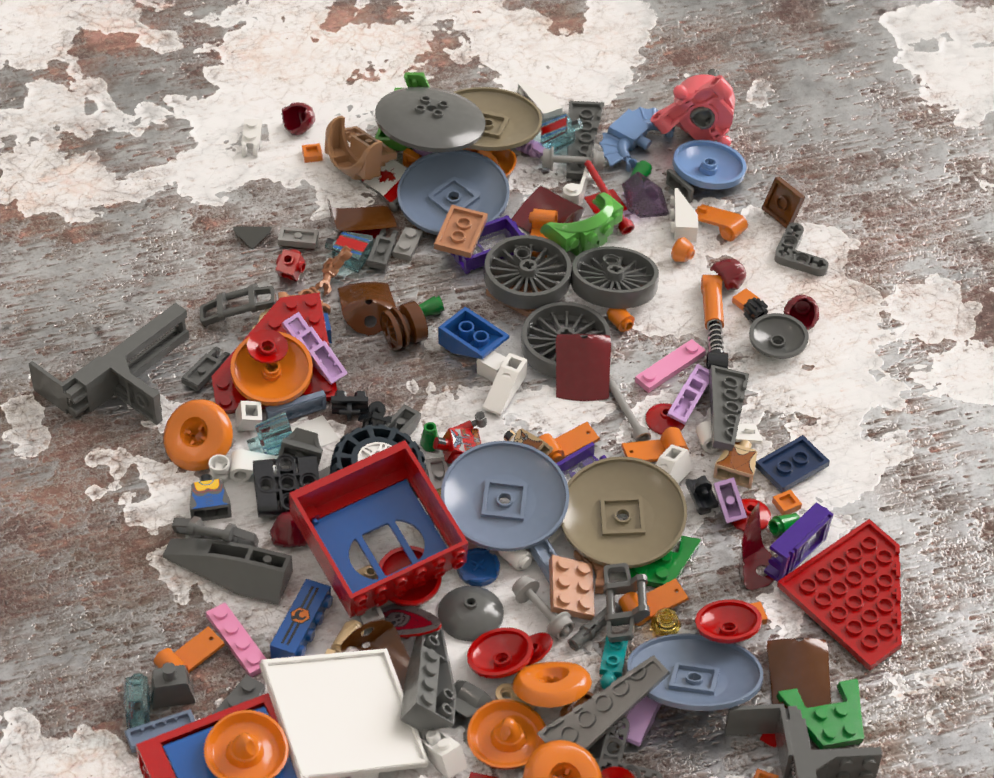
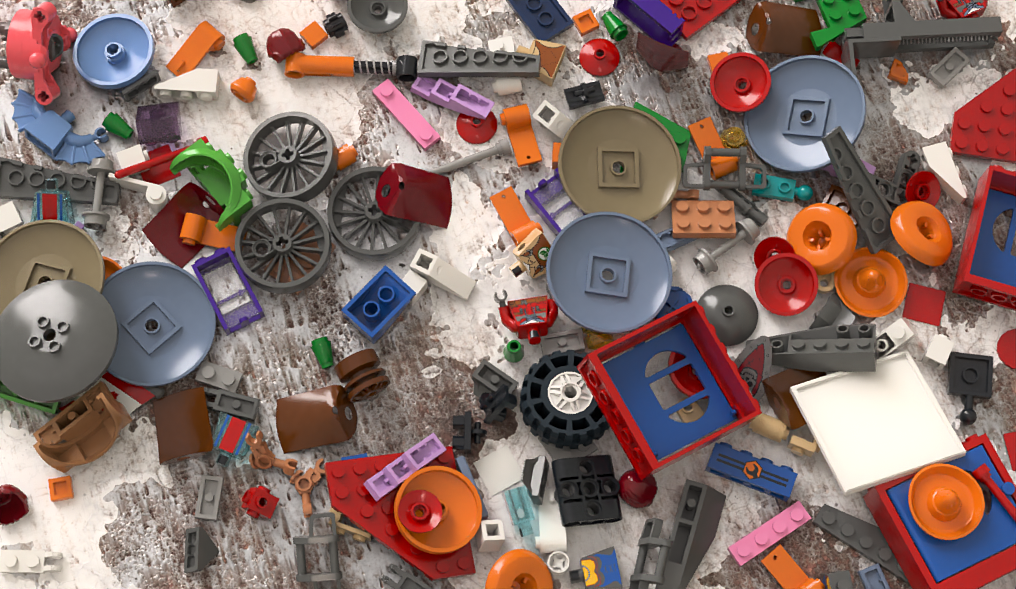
camera: 90 degrees left, 25 degrees up
(460, 231) = (223, 313): nougat plate -> none
(610, 180) = (132, 156): none -> white brick
(725, 251) = (244, 45): none -> green cone
(729, 500) = (593, 70): lavender slope -> none

